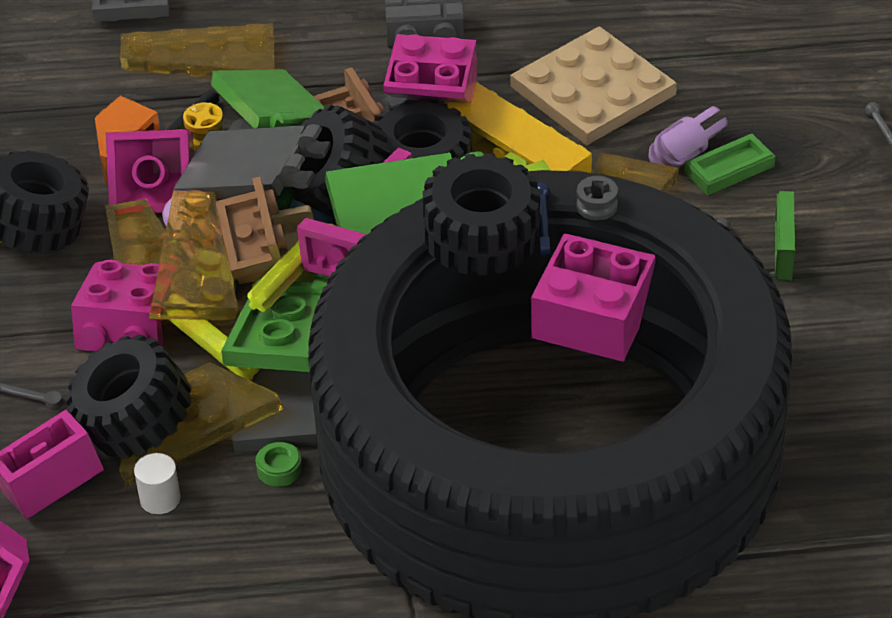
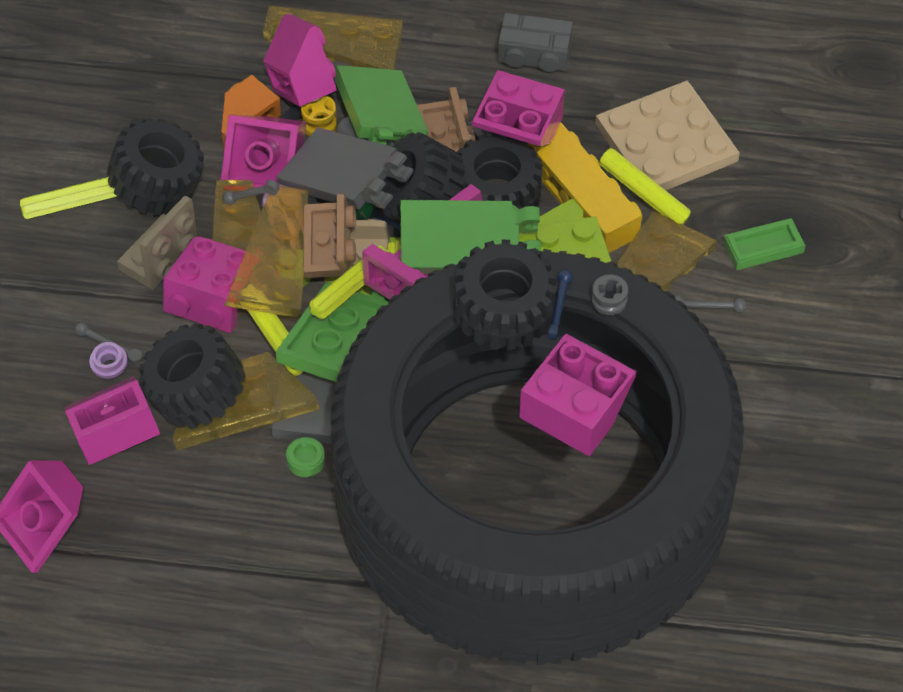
camera: 10 degrees right, 10 degrees up
(23, 407) = (105, 352): none -> lavender plate
(58, 278) = (160, 245): none -> dark tan bracket
(157, 483) = (200, 456): white piece -> none
(171, 71) = (298, 62): none -> dark pink slope
(173, 191) = (271, 187): none -> dark grey hinge
(584, 128) = (644, 186): none -> neon yellow axle
(685, 139) = (729, 213): lavender arm -> none
(784, 235) = (788, 328): bright green tile -> none

